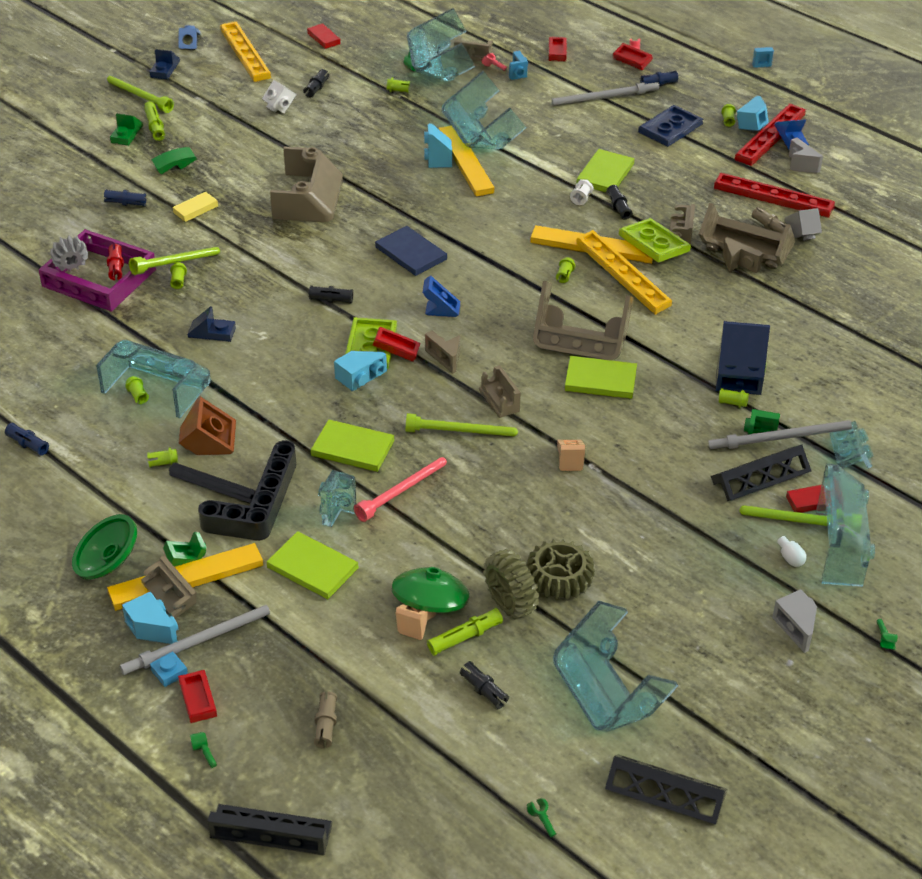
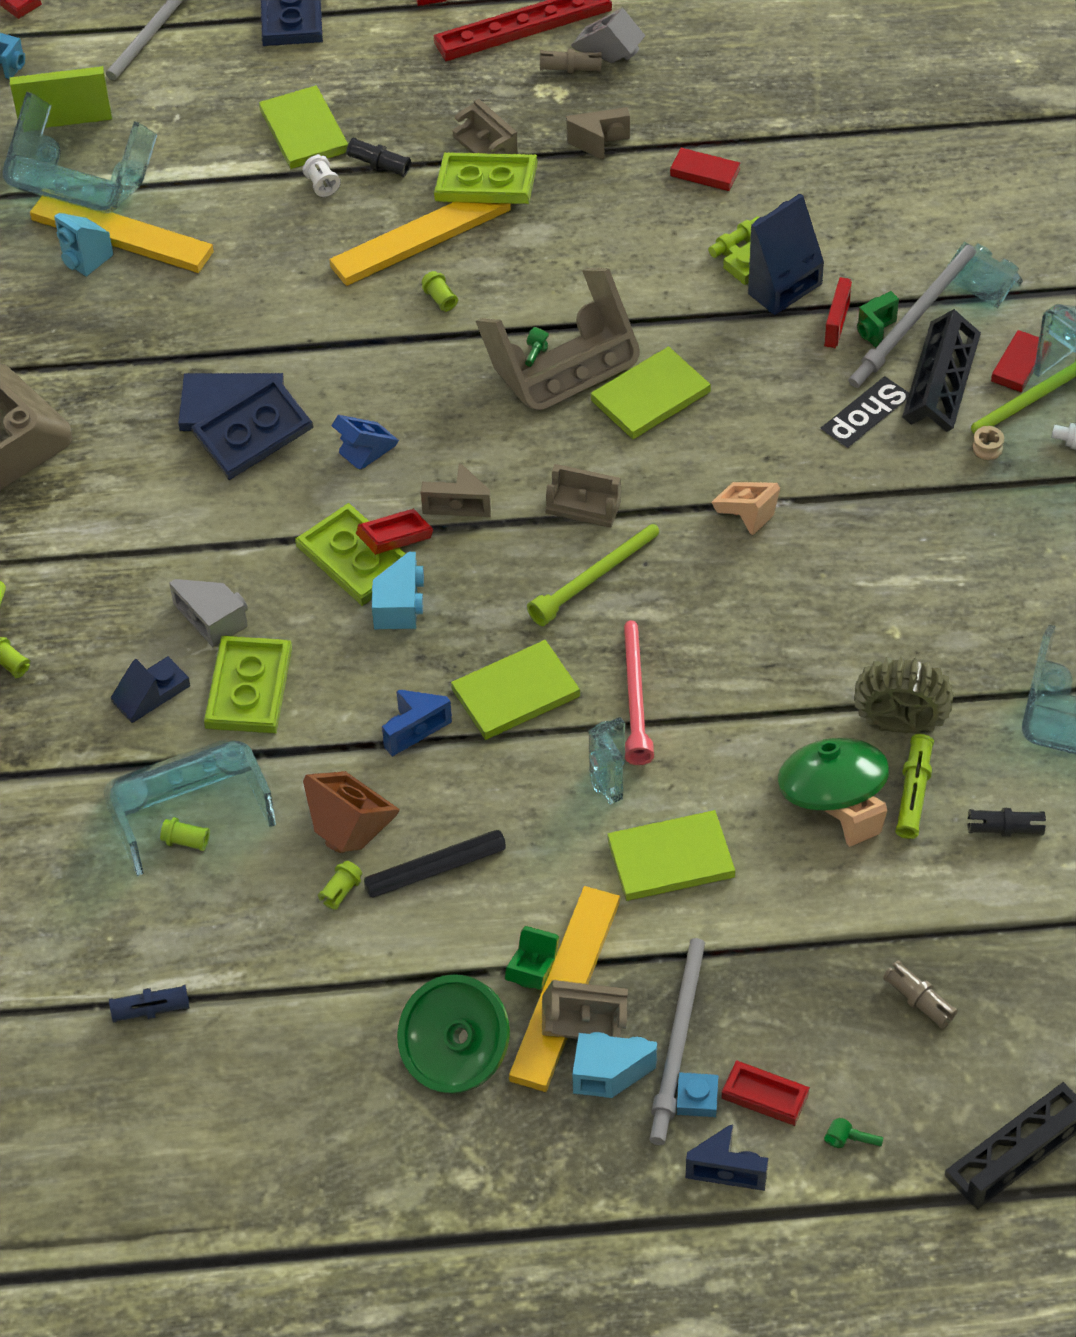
camera: 45 degrees left, 10 degrees up
(132, 701) = (716, 1163): none -> dark blue slope
(251, 357) = (248, 684): none -> lime tile
(256, 520) = (520, 828): black beam -> none
(276, 317) = (210, 608): none -> light grey slope
(290, 422) = (419, 718): none -> blue slope
(331, 294) = (208, 543): black pin -> none
(400, 263) = (252, 427): none -> dark blue tile
(513, 92) = (74, 95): none -> lime tile
(561, 563) = (892, 629): olive gear -> none
(579, 320) = (537, 340): none -> green hand
(624, 272) = (503, 243): yellow tile -> none
(697, 462) = (865, 411): none -> black sticker
(733, 398) = (810, 309): lime pin -> none
(739, 520) = (995, 447): none -> tan bush
(742, 407) = (838, 312): none -> red tile
(772, 244) = (621, 87): dark tan windscreen -> none
(772, 307) = (705, 169): none -> red tile

